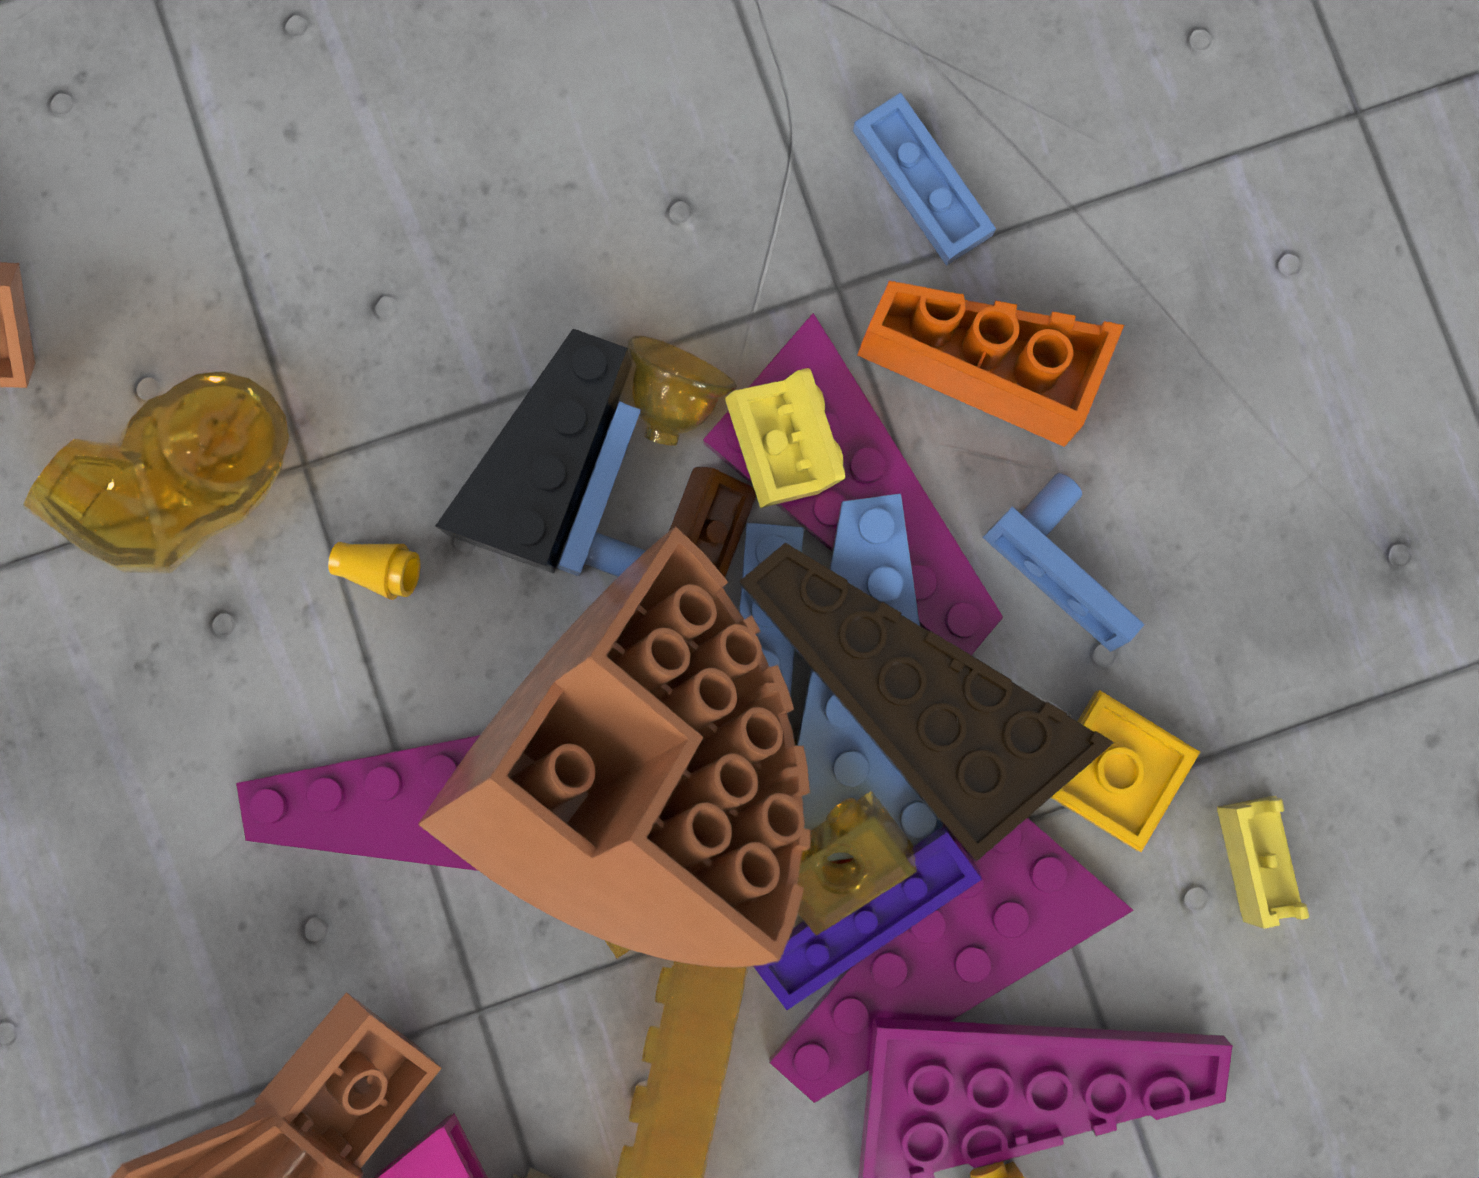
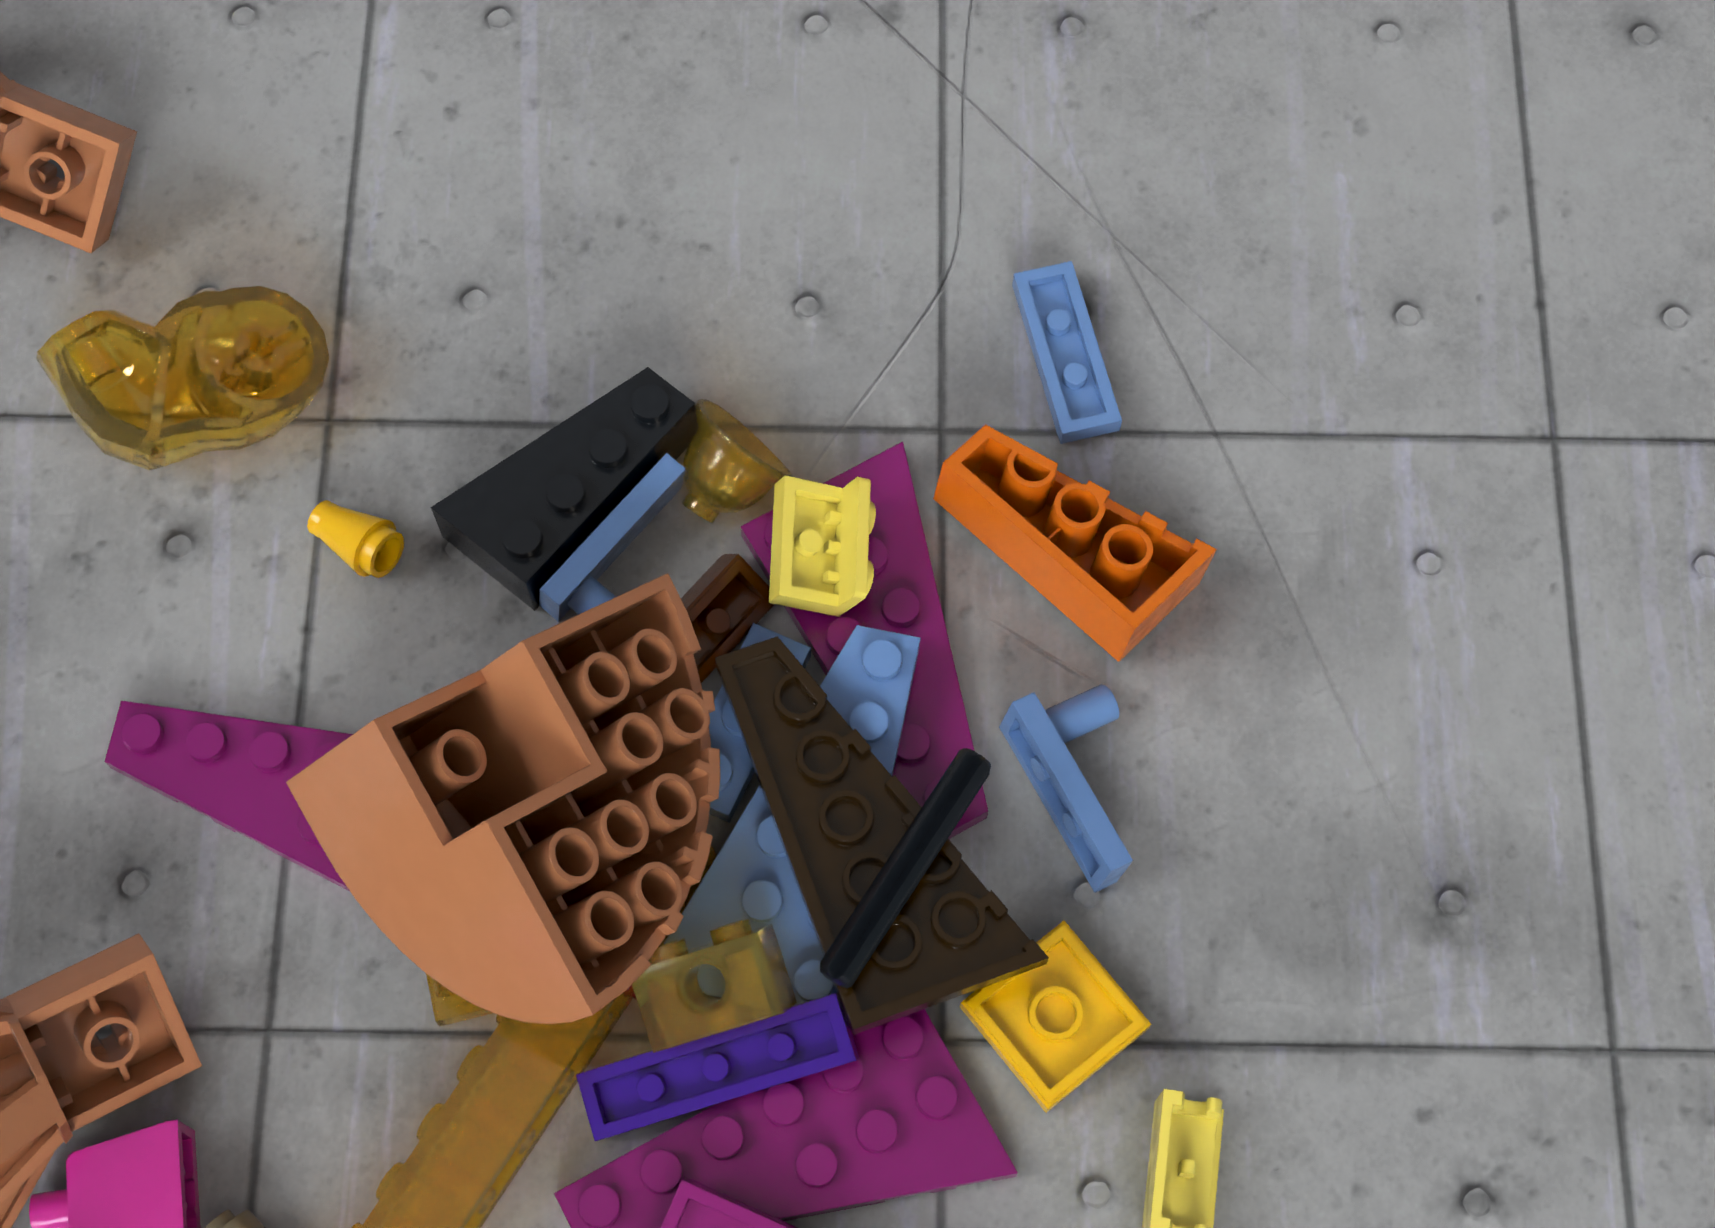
camera: 20 degrees right, 15 degrees down
(972, 711) = (905, 868): none -> black axle

